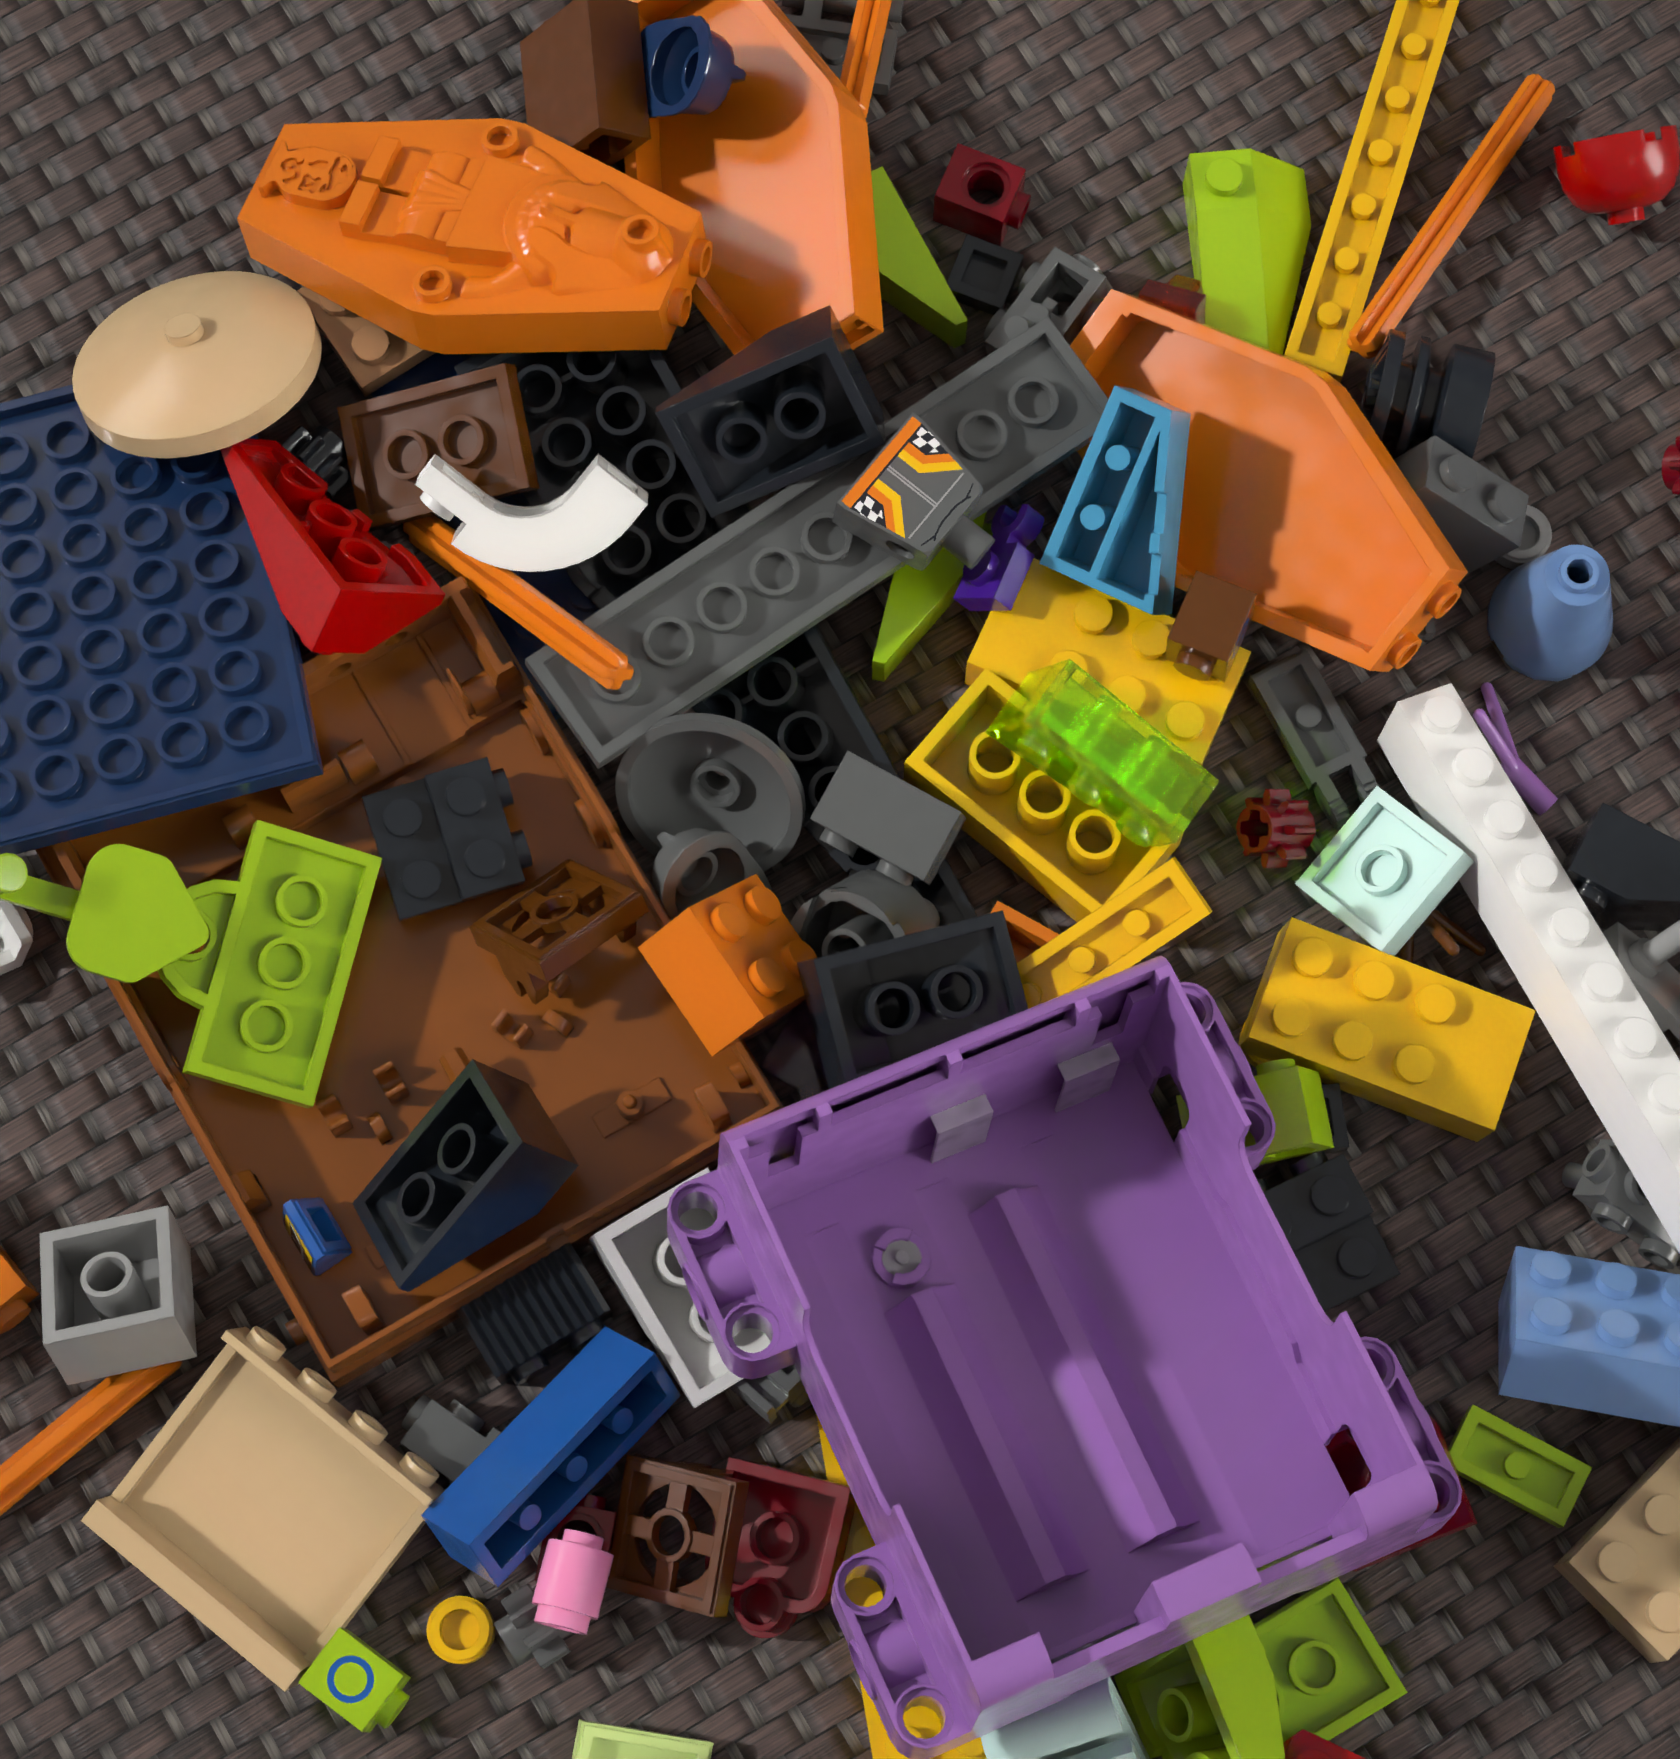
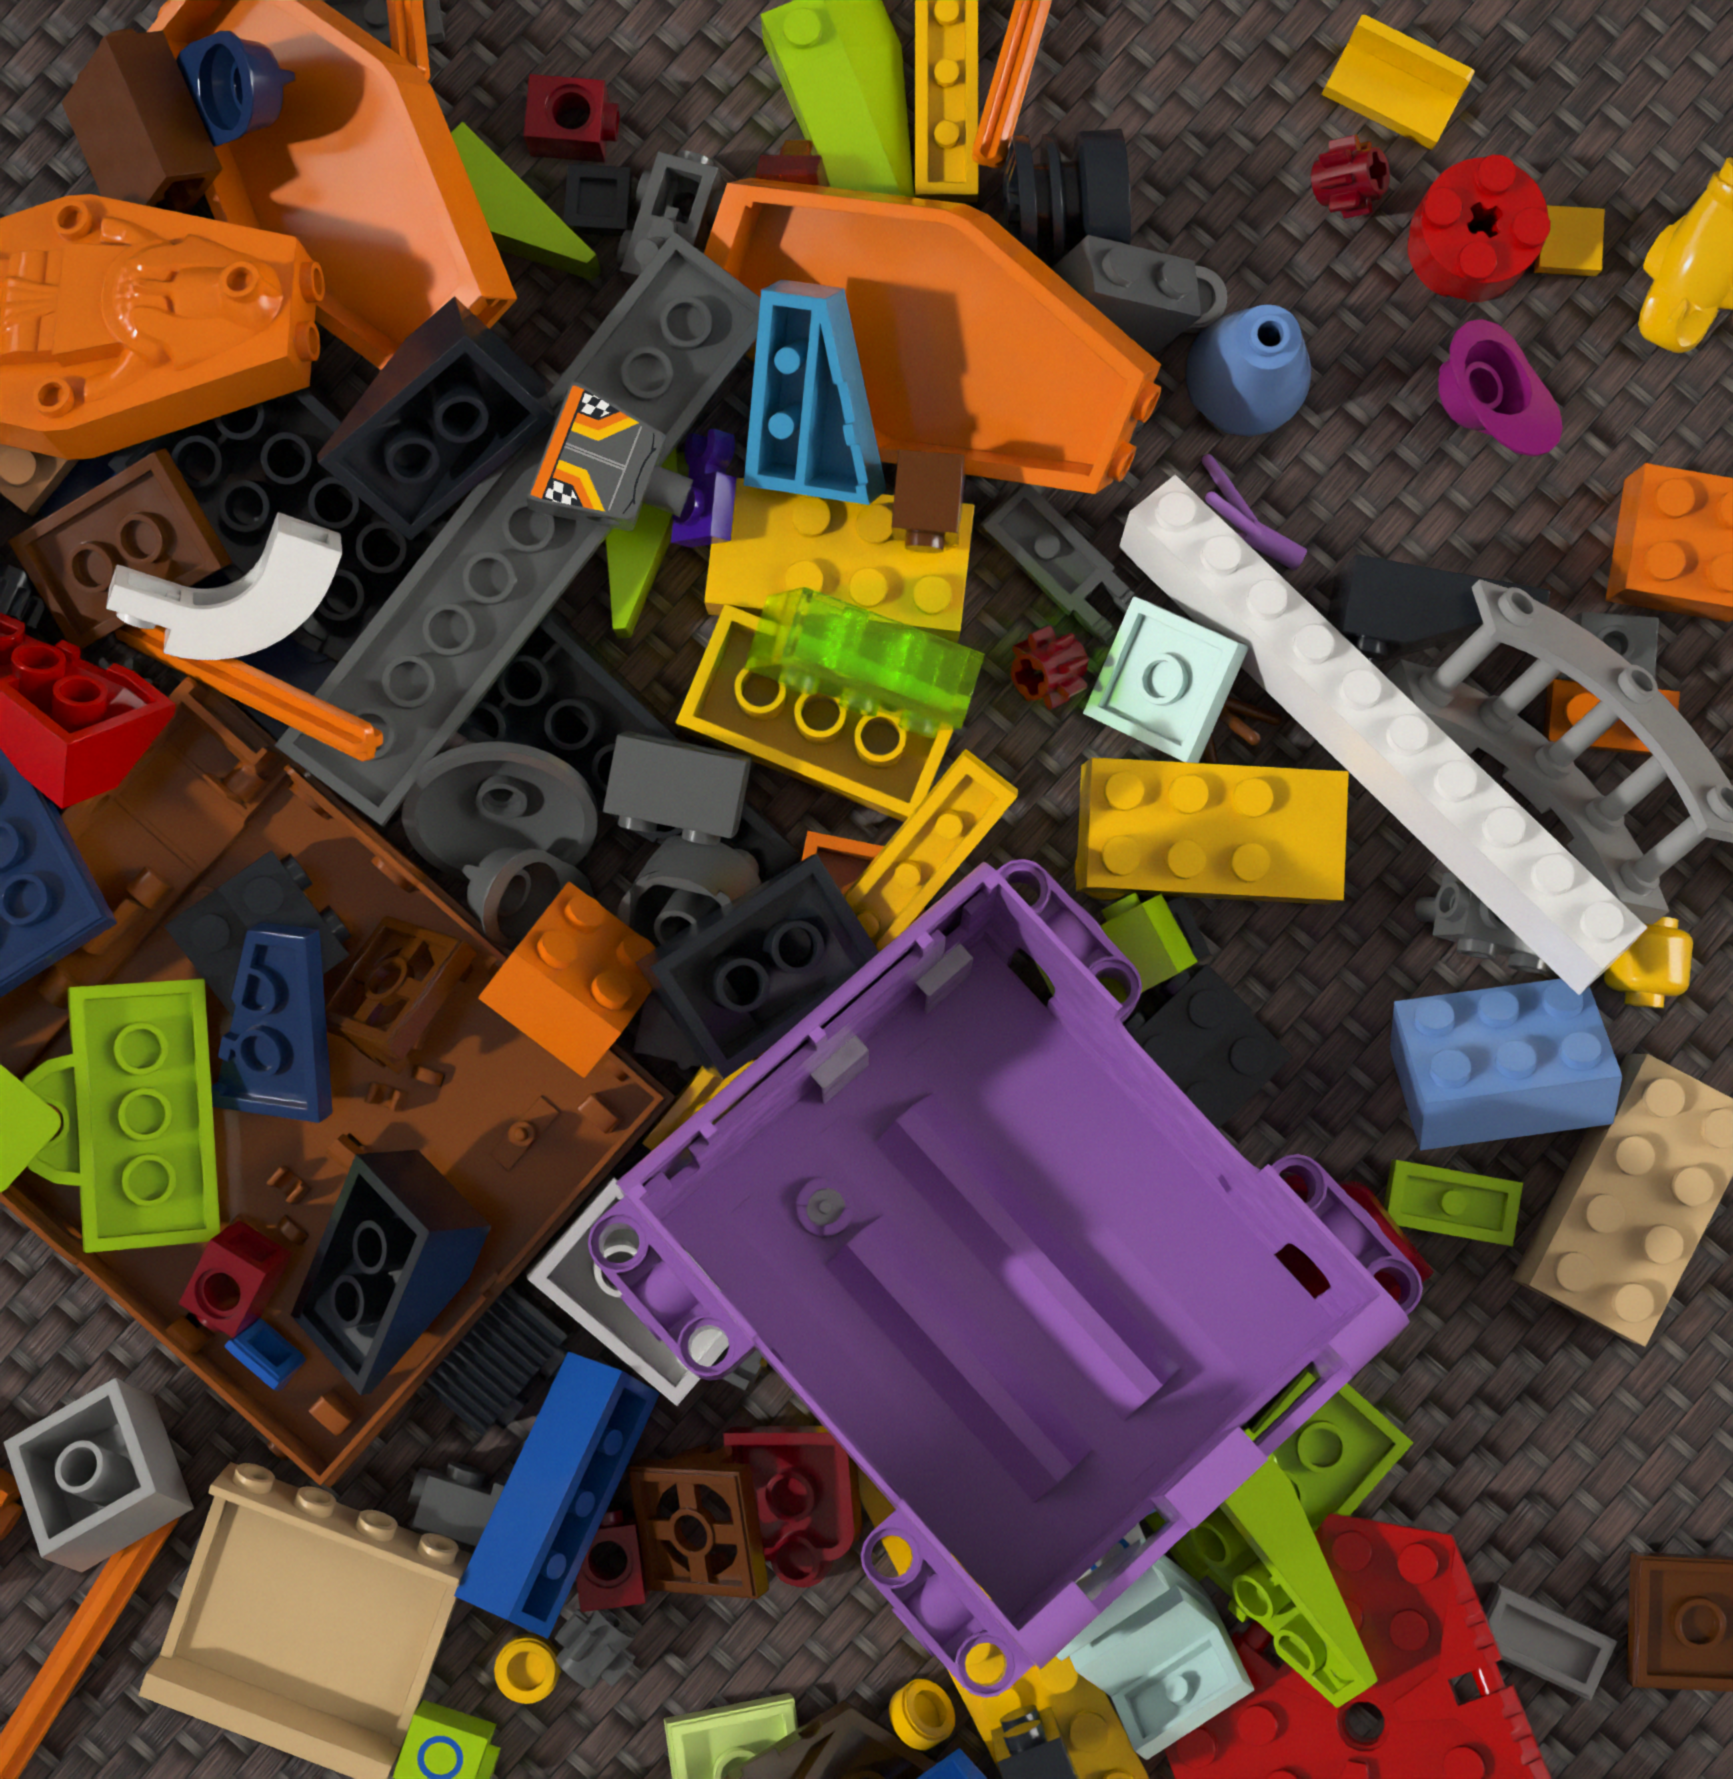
camera: 20 degrees left, 10 degrees up
(339, 1143) = (255, 1266): none -> dark red brick
(435, 930) = (278, 1030): none -> dark blue wing
(572, 1582) = (615, 1610): bright pink brick -> none

